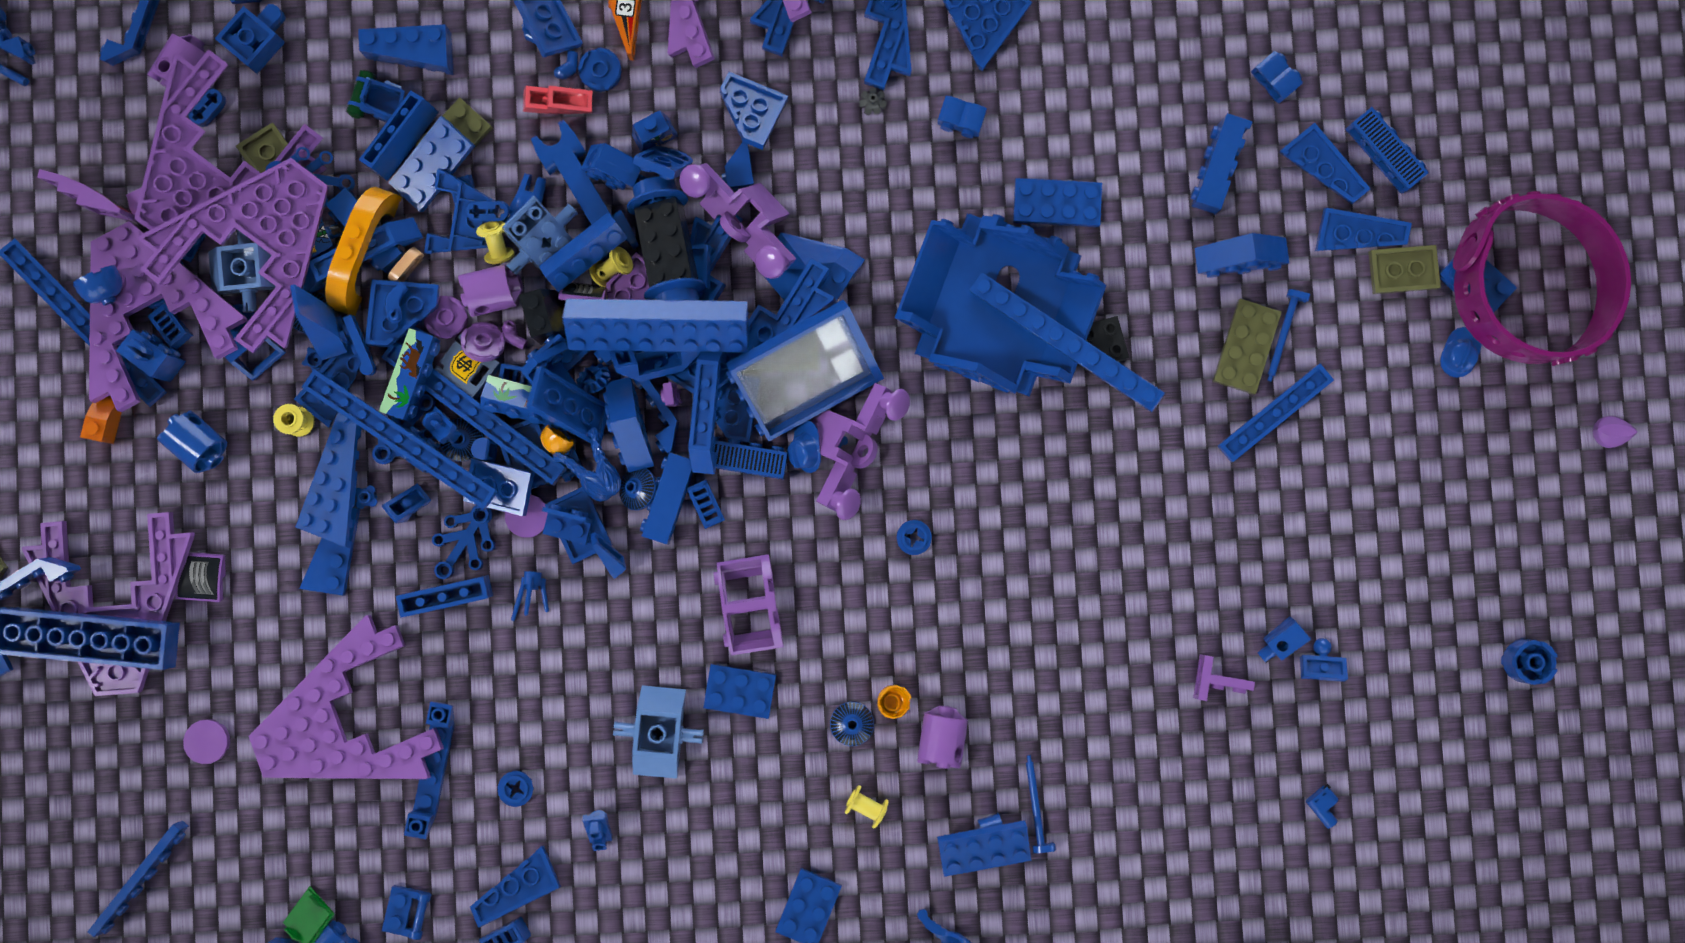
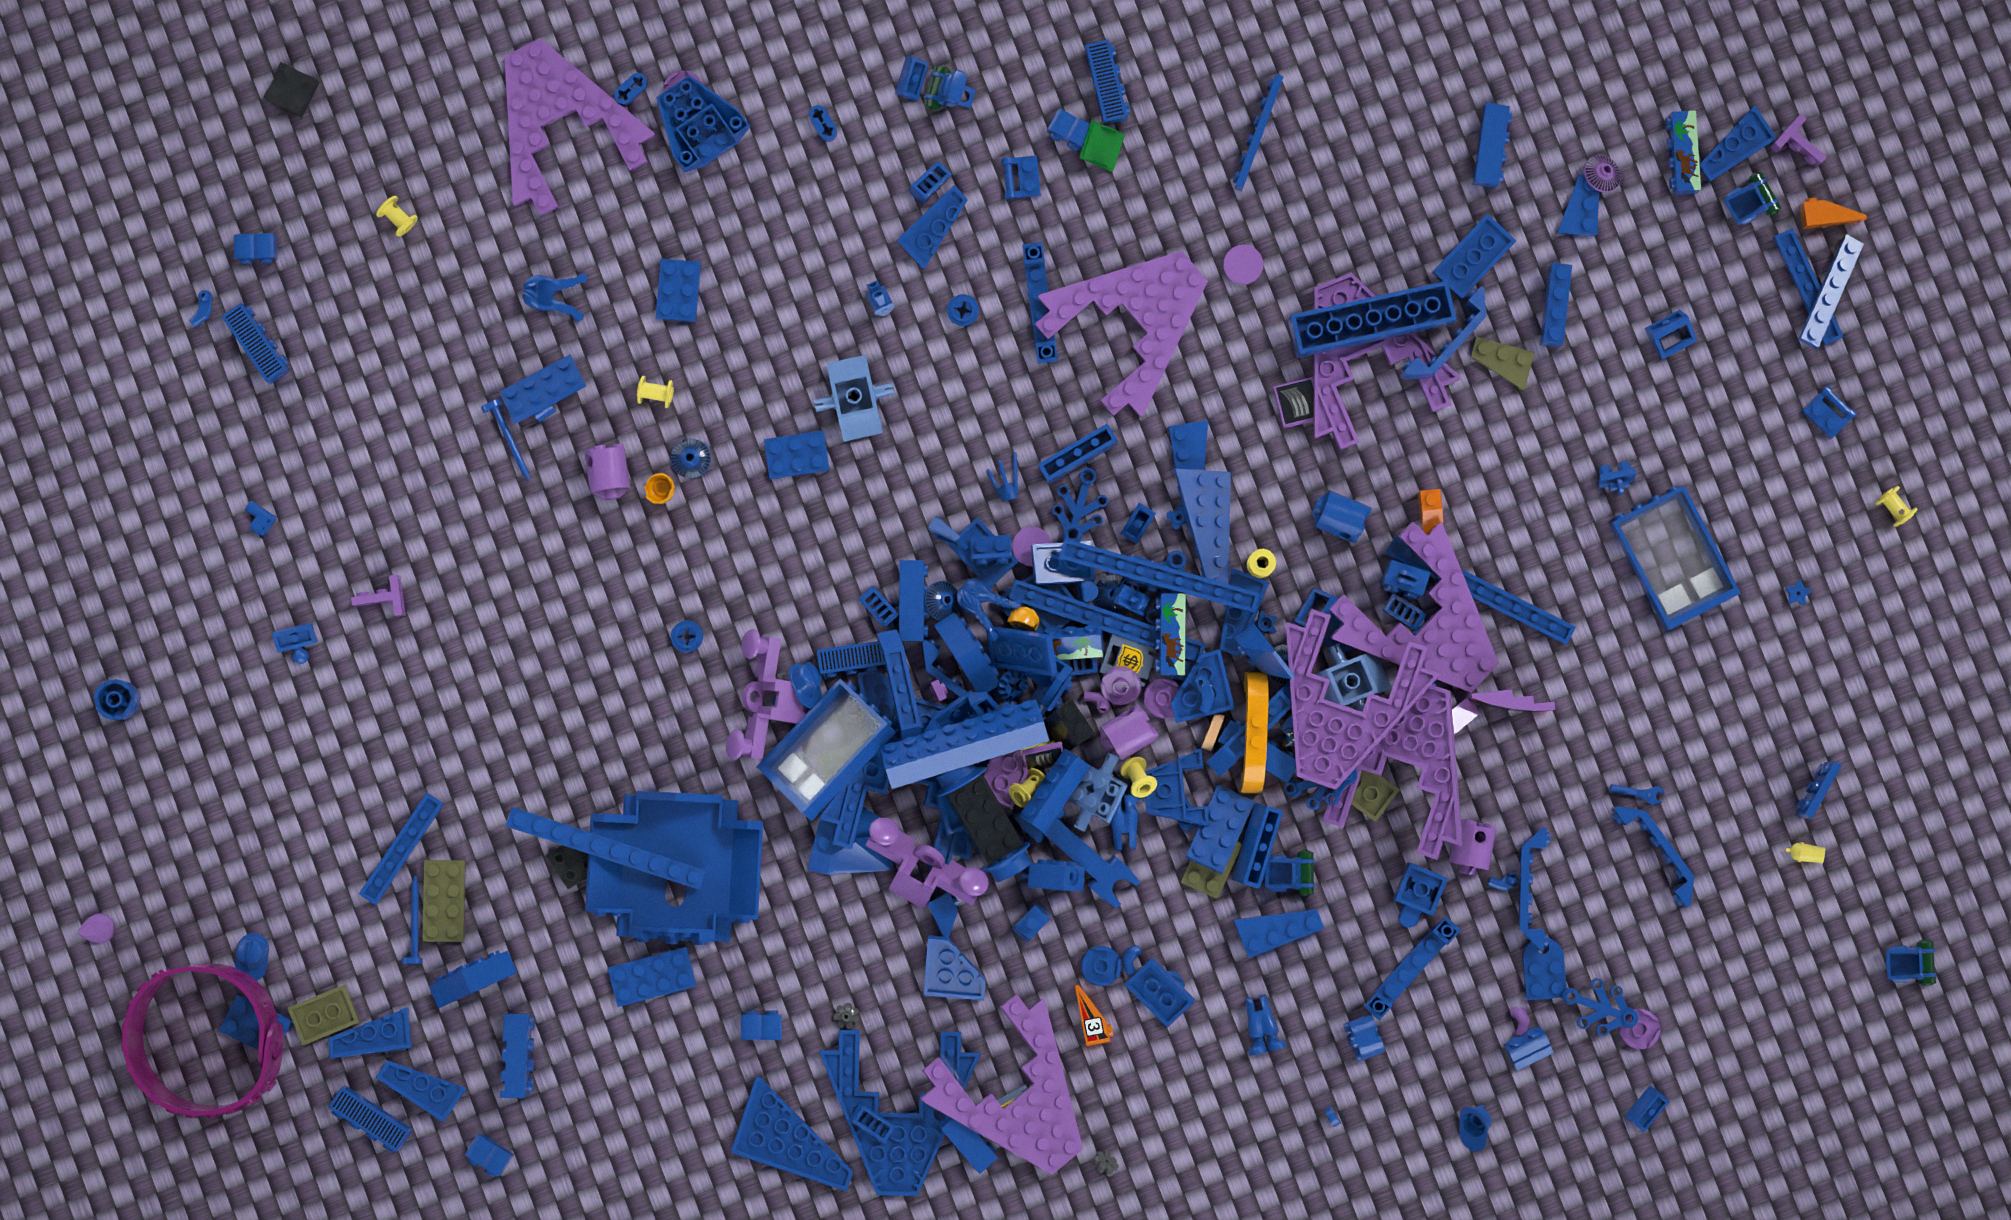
camera: 165 degrees right, 0 degrees up
(100, 286) = (1465, 624): blue cylinder -> none
(166, 22) = (1505, 883): none -> blue arm
(359, 348) = (1225, 645): blue plate -> none
(488, 216) = (1151, 797): blue beam -> none
(557, 100) = (1129, 924): coral slope -> none
(663, 161) = (1010, 895): blue plate -> none
(756, 640) = (797, 502): medium lavender window -> none
(1292, 637) = (334, 657): blue torso -> none

